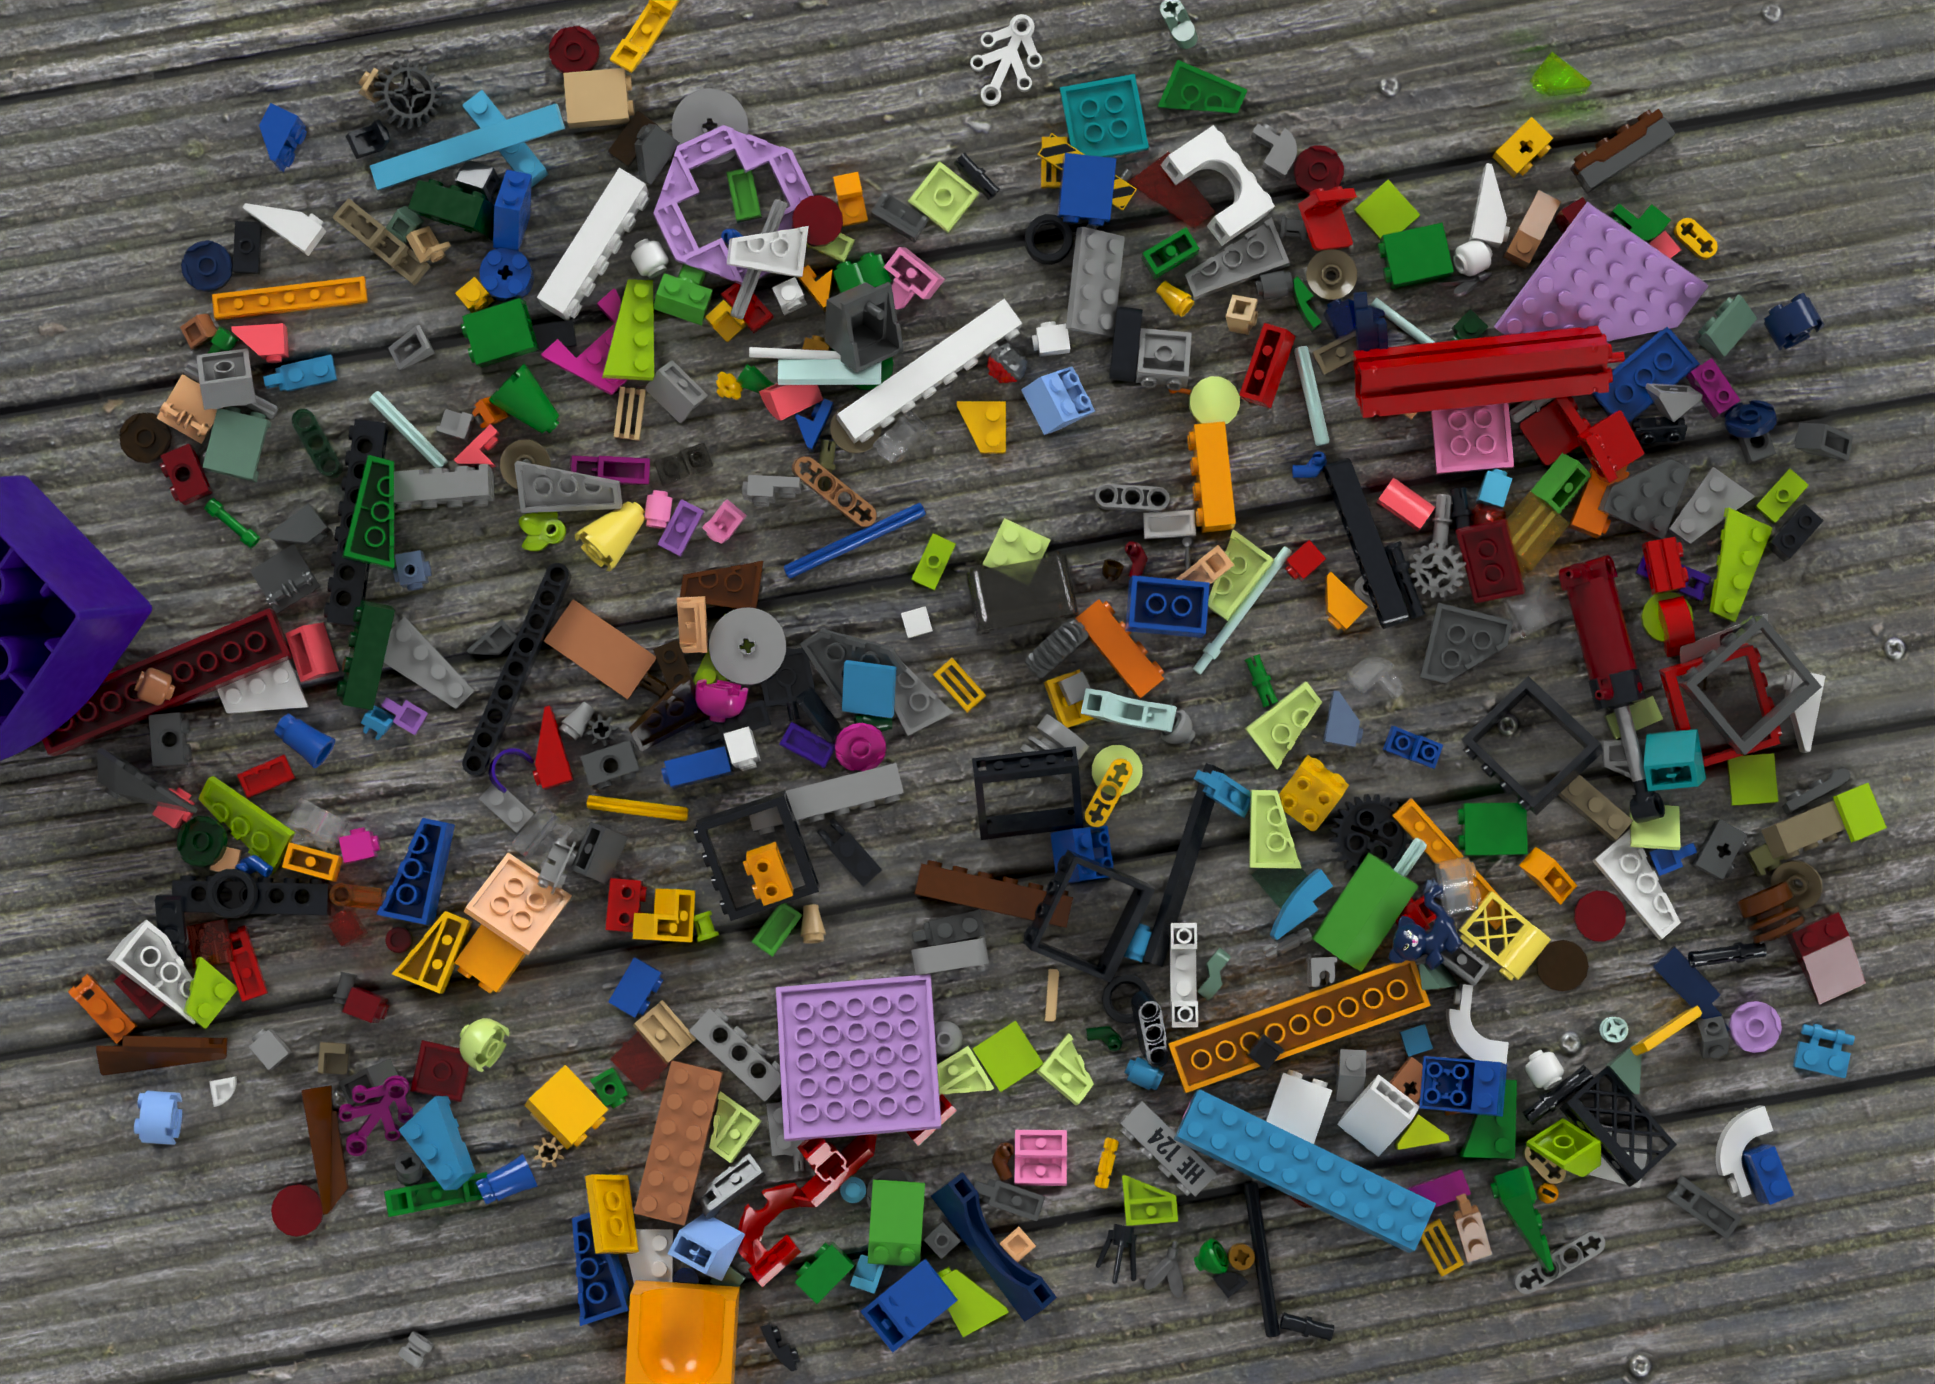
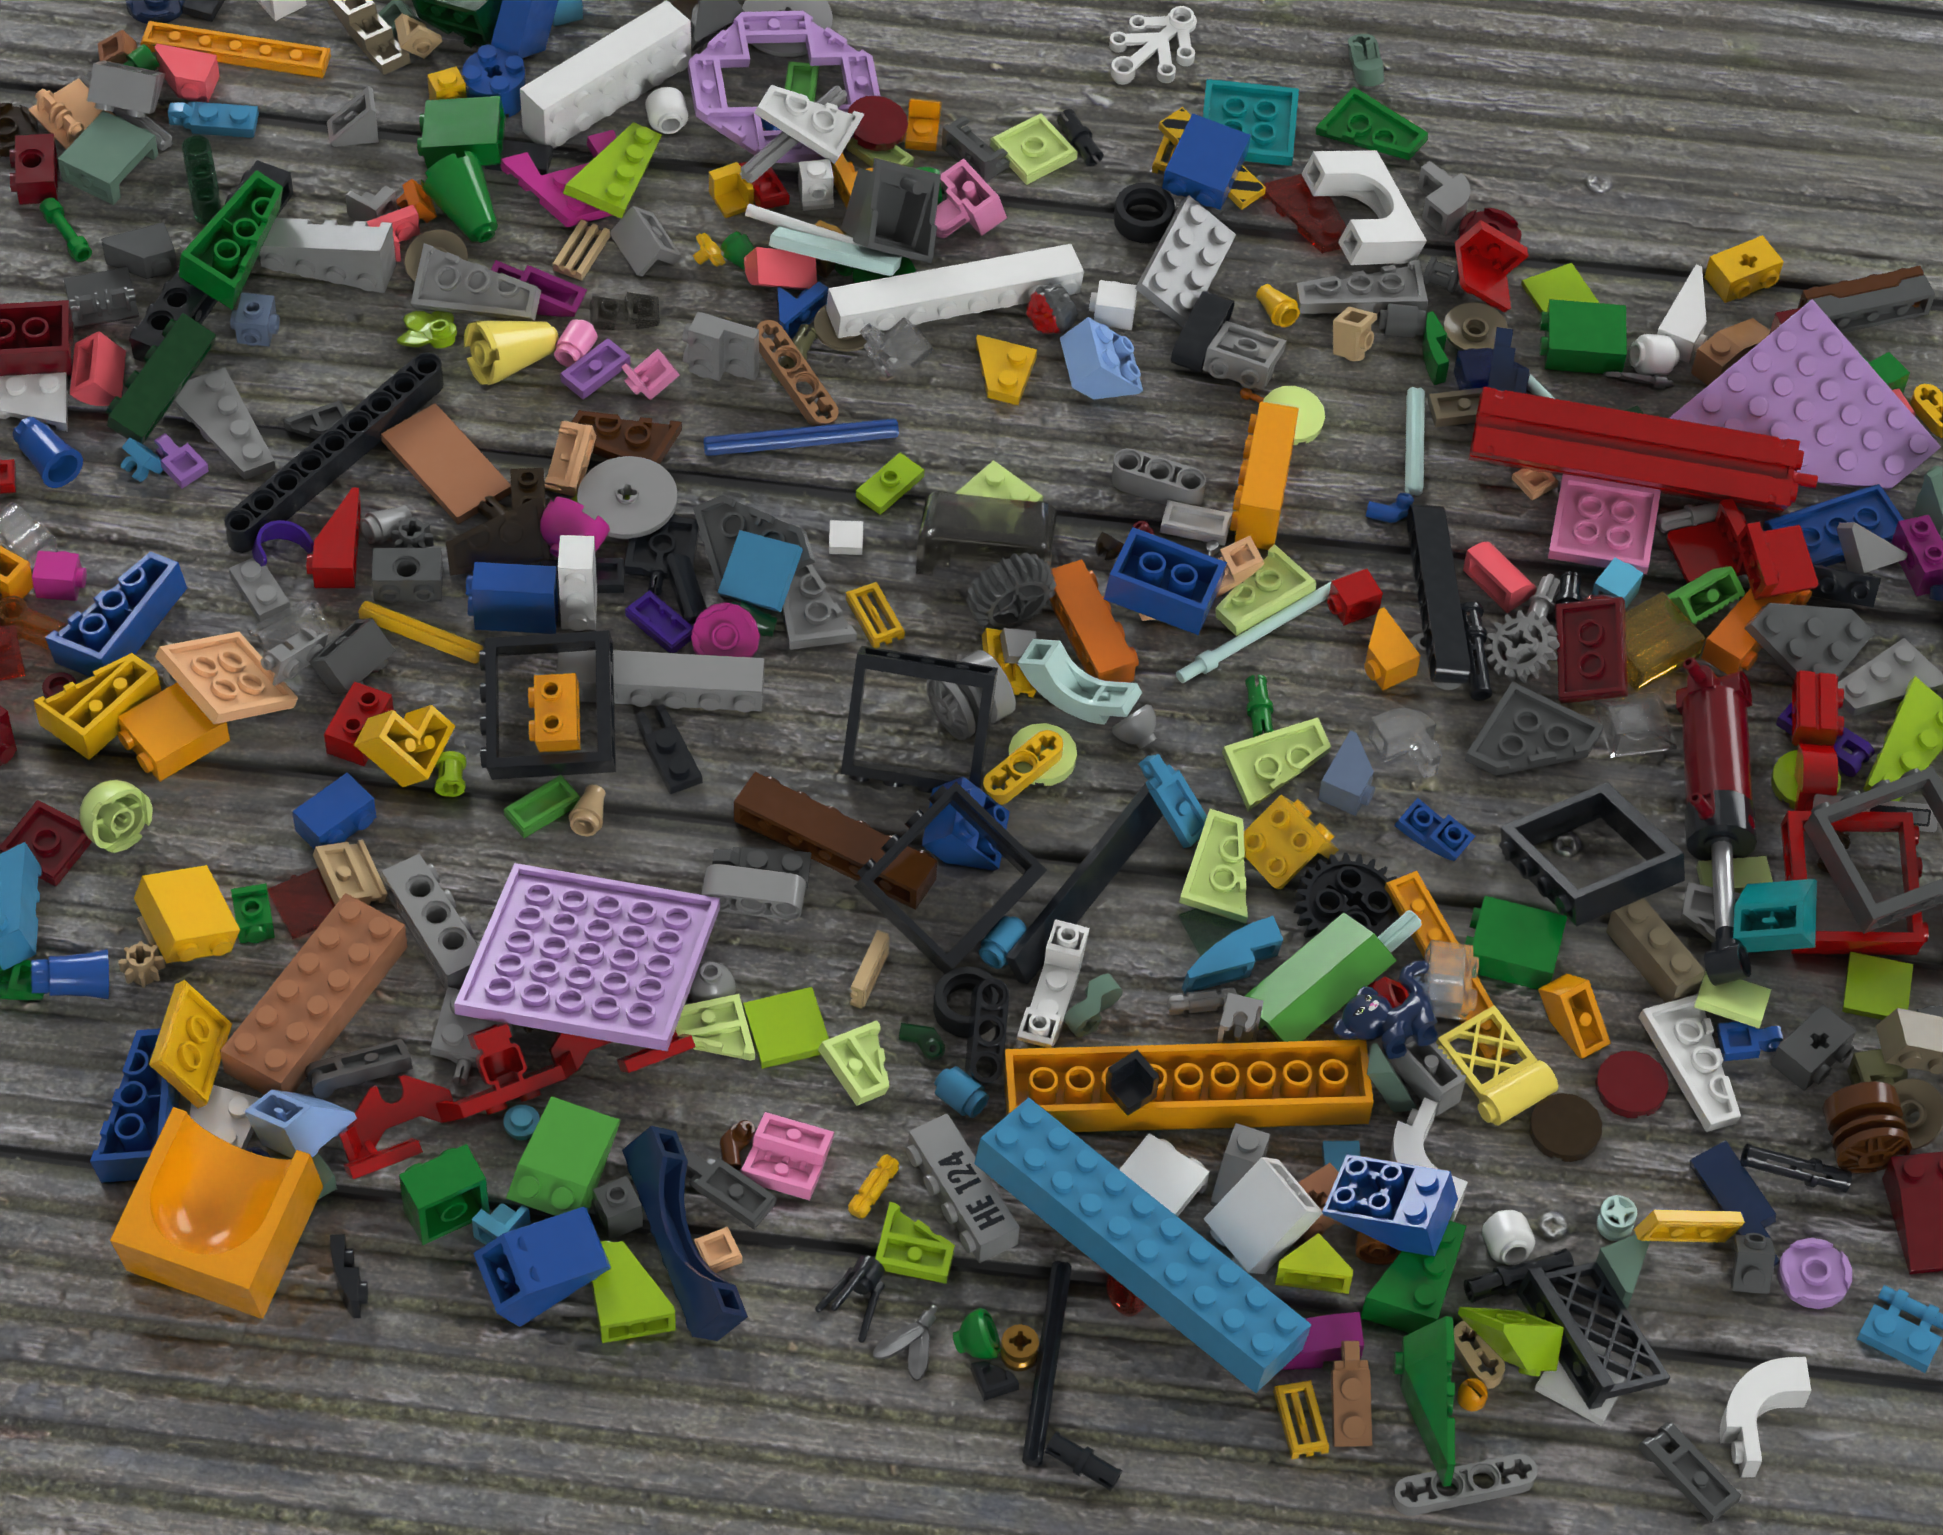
camera: 15 degrees right, 30 degrees down
(408, 430) = (307, 188): light aqua axle -> none
(684, 295) = (690, 150): bright green brick -> none
(732, 1128) = (391, 1005): yellowish green wing -> none
(1170, 253) = (1285, 255): green brick -> none
(1267, 365) = (1369, 389): red brick -> none
(1558, 78) = (1806, 217): clear neon green slope -> none
(1766, 1174) = (1788, 1437): blue brick -> none

